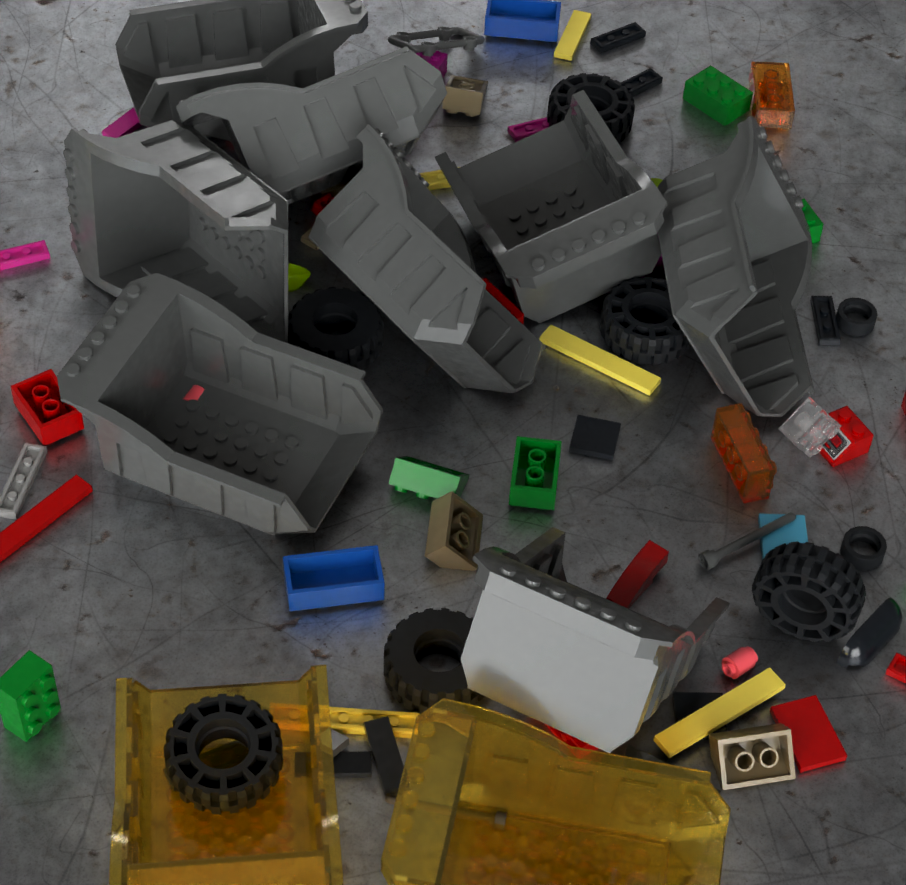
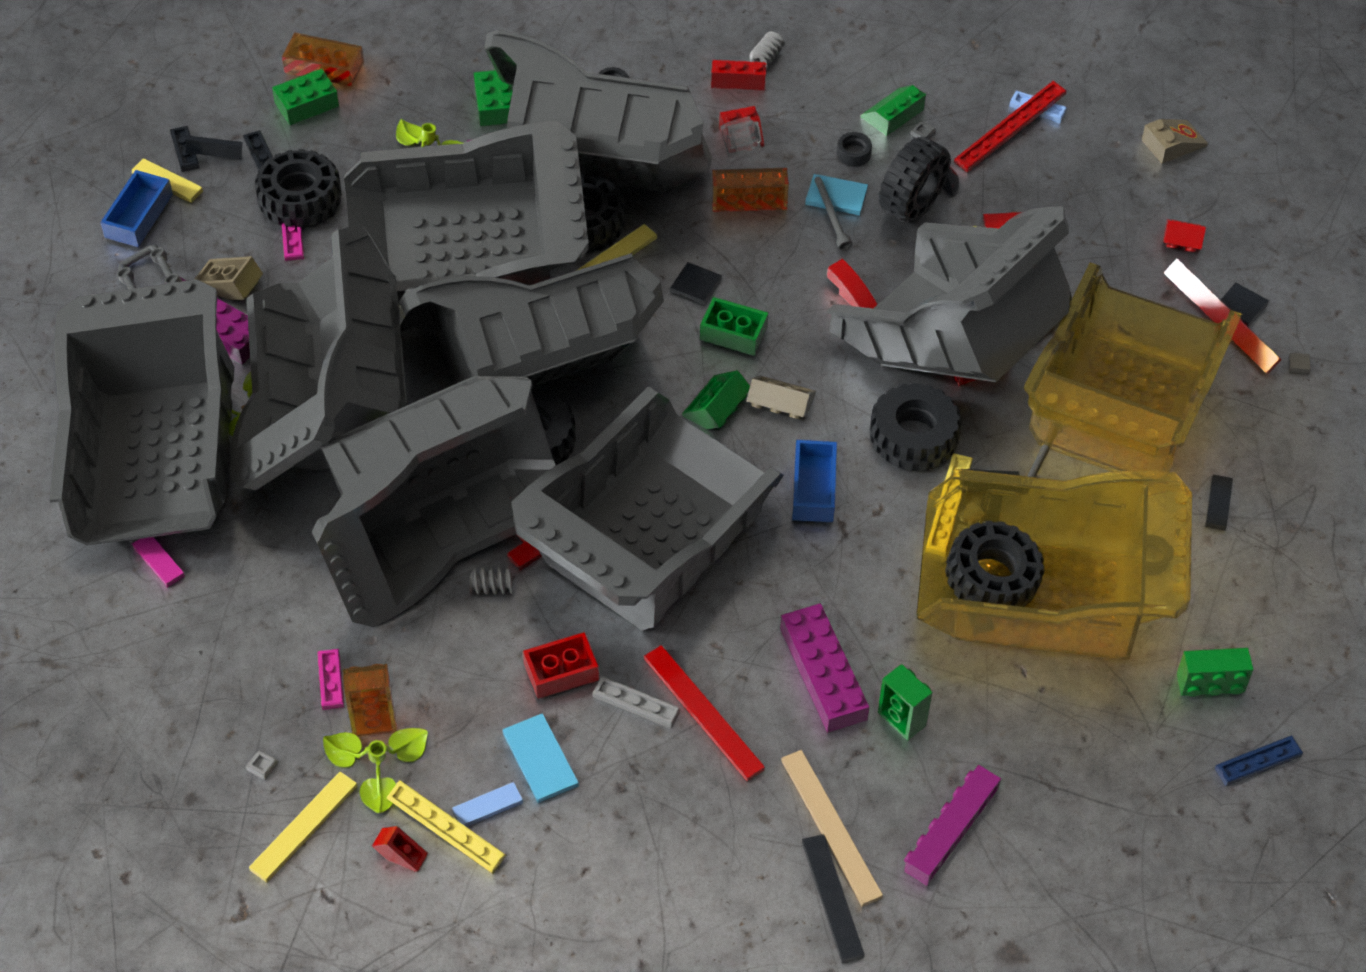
camera: 75 degrees left, 5 degrees up
(85, 623) = (824, 668): none -> magenta brick
(620, 49) = (213, 147): none -> black tile

